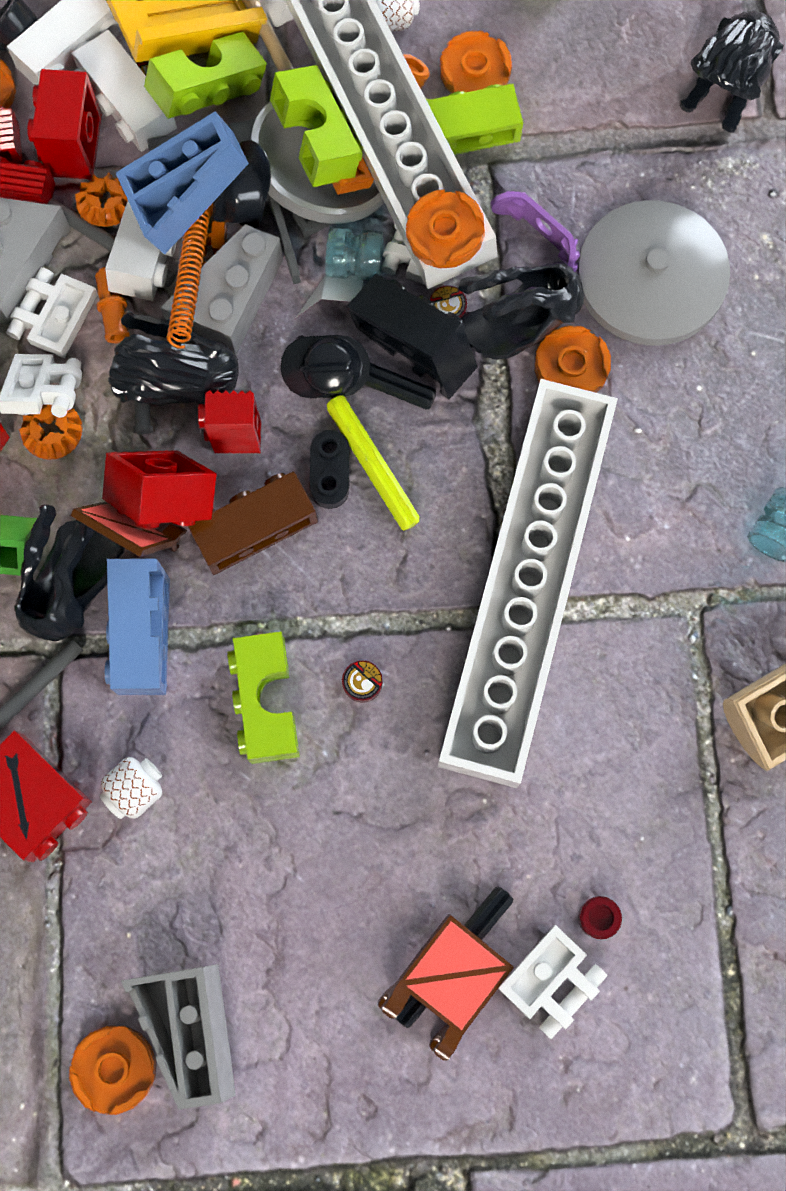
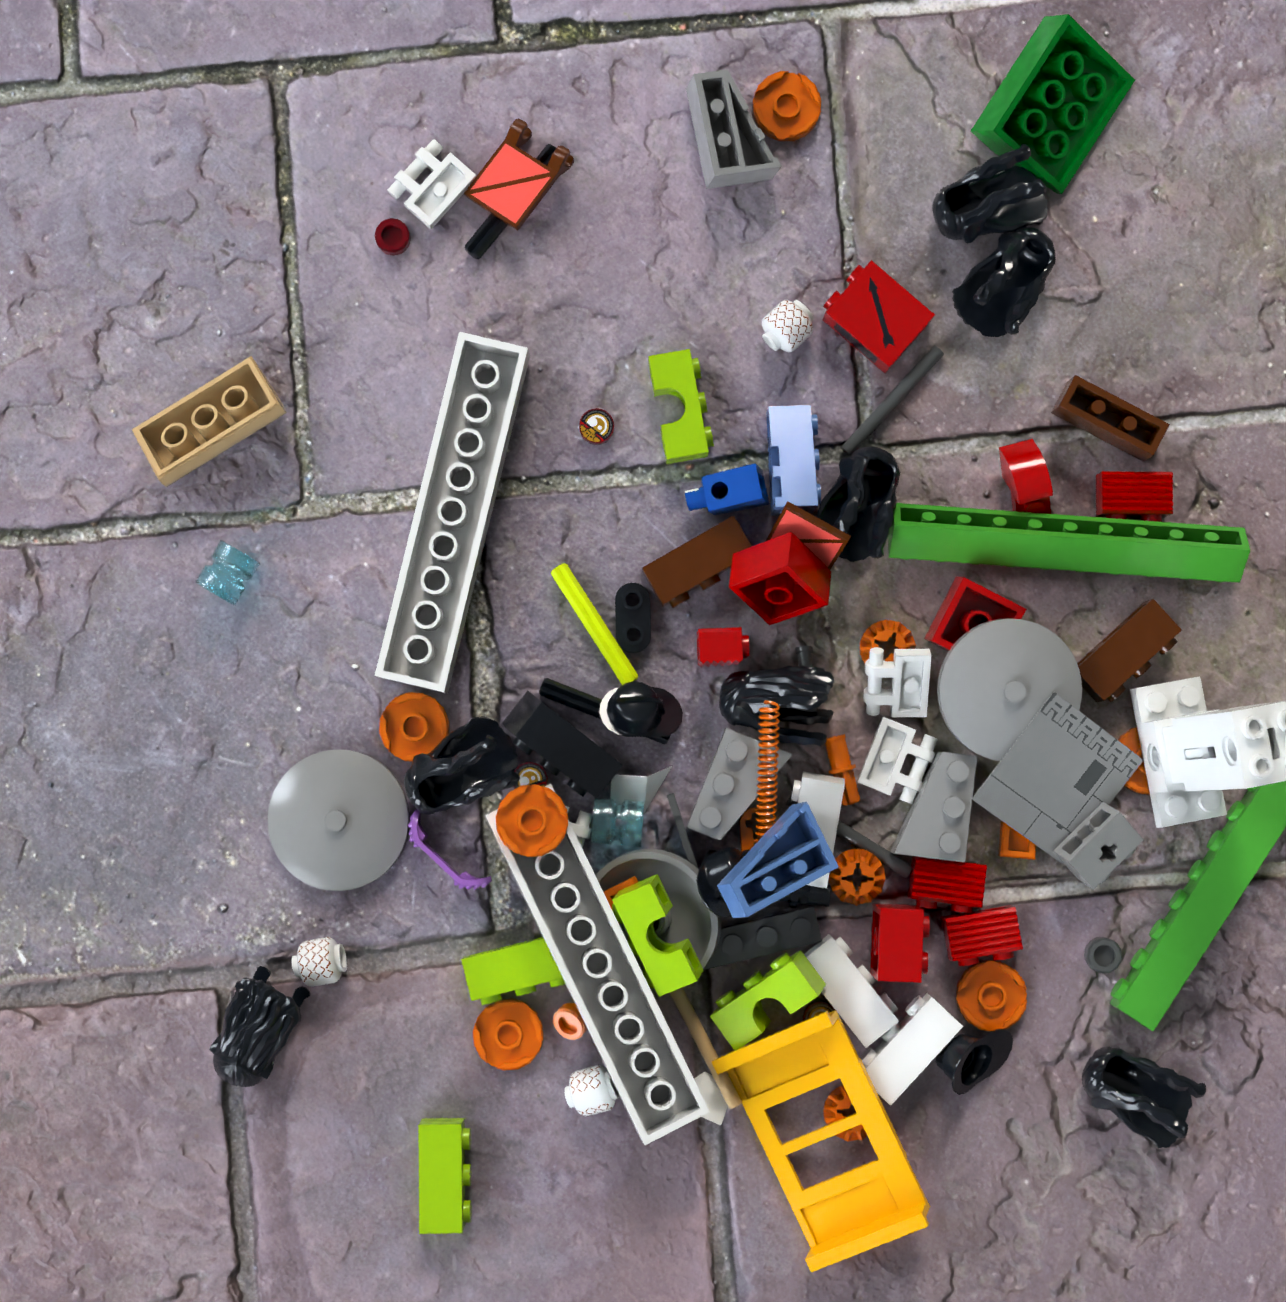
camera: 175 degrees right, 10 degrees up
(195, 596) = (745, 491): none -> blue torso
(671, 129) = (319, 961): none -> white head

